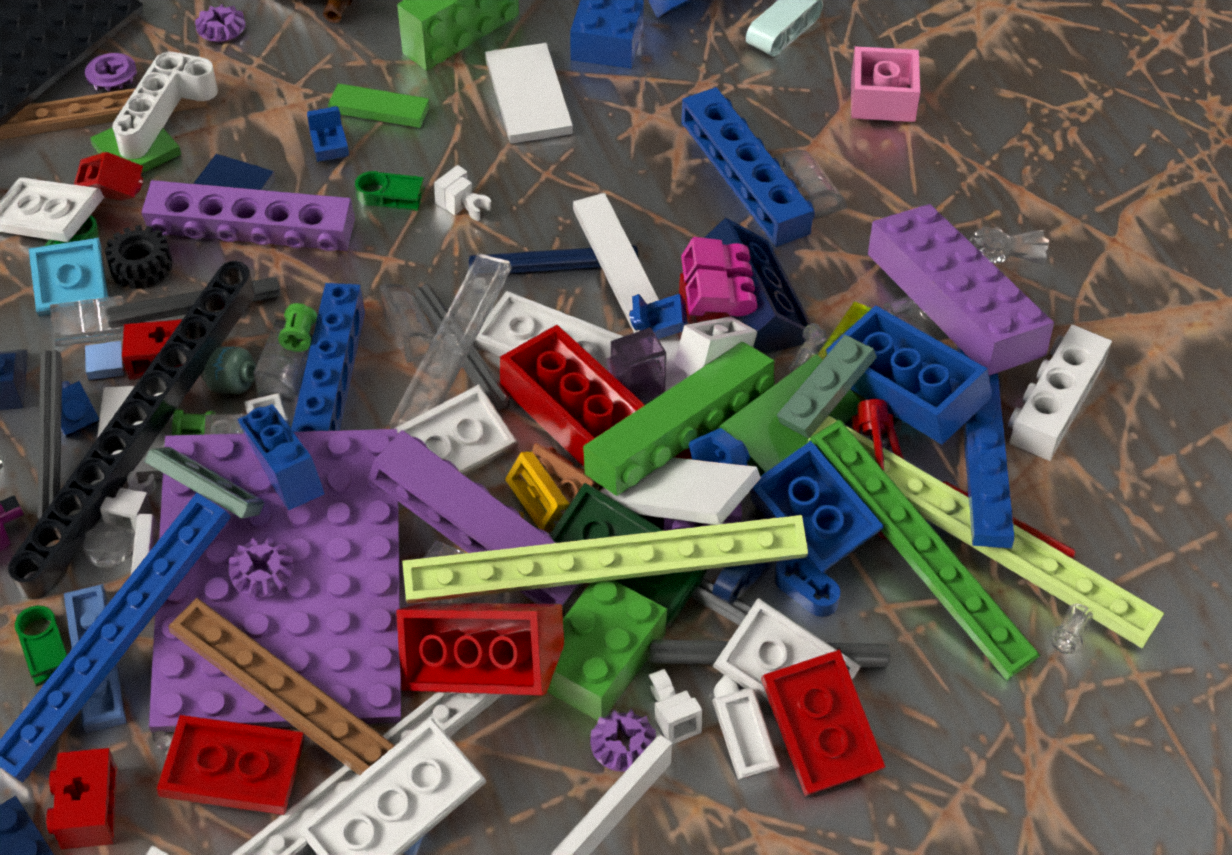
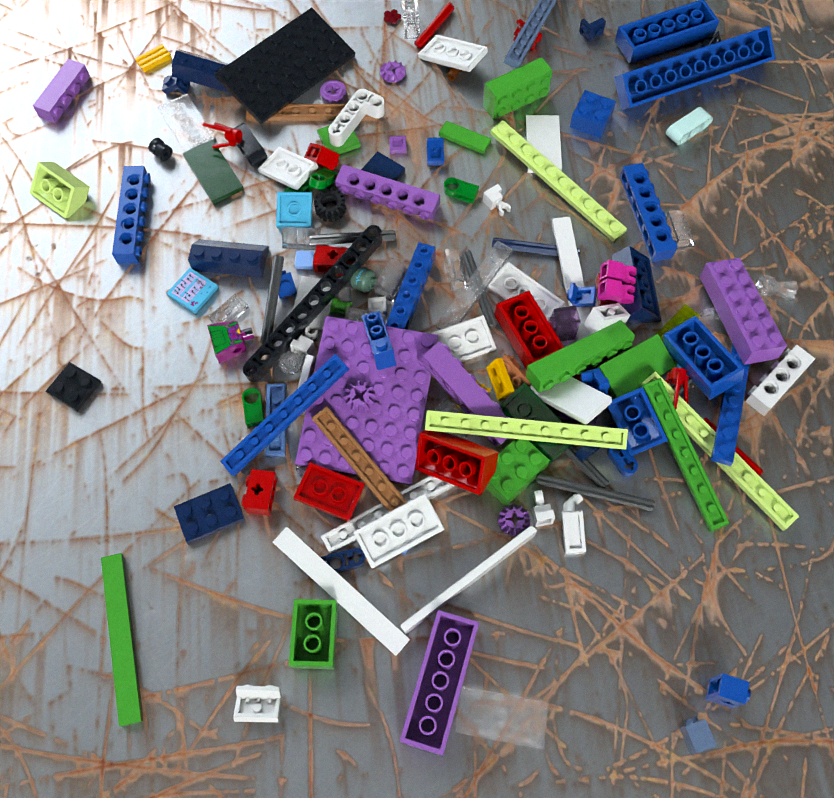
camera: 15 degrees right, 15 degrees up
(115, 213) = (322, 178): none -> green piece
(205, 482) = (340, 347): sand green tile -> none
(253, 138) = (397, 144): none -> medium lavender tile
(297, 327) = (400, 265): bright green bush -> none
(571, 144) = (558, 181): none -> yellowish green plate
(769, 643) = (601, 502): white tile -> none
(813, 344) = (656, 326): clear arm -> none
(822, 722) = (612, 536): red plate -> none
(826, 386) = (658, 356): sand green plate -> none
(885, 84) = (734, 177): bright pink brick -> none
(1069, 634) = (746, 517): clear pin -> none

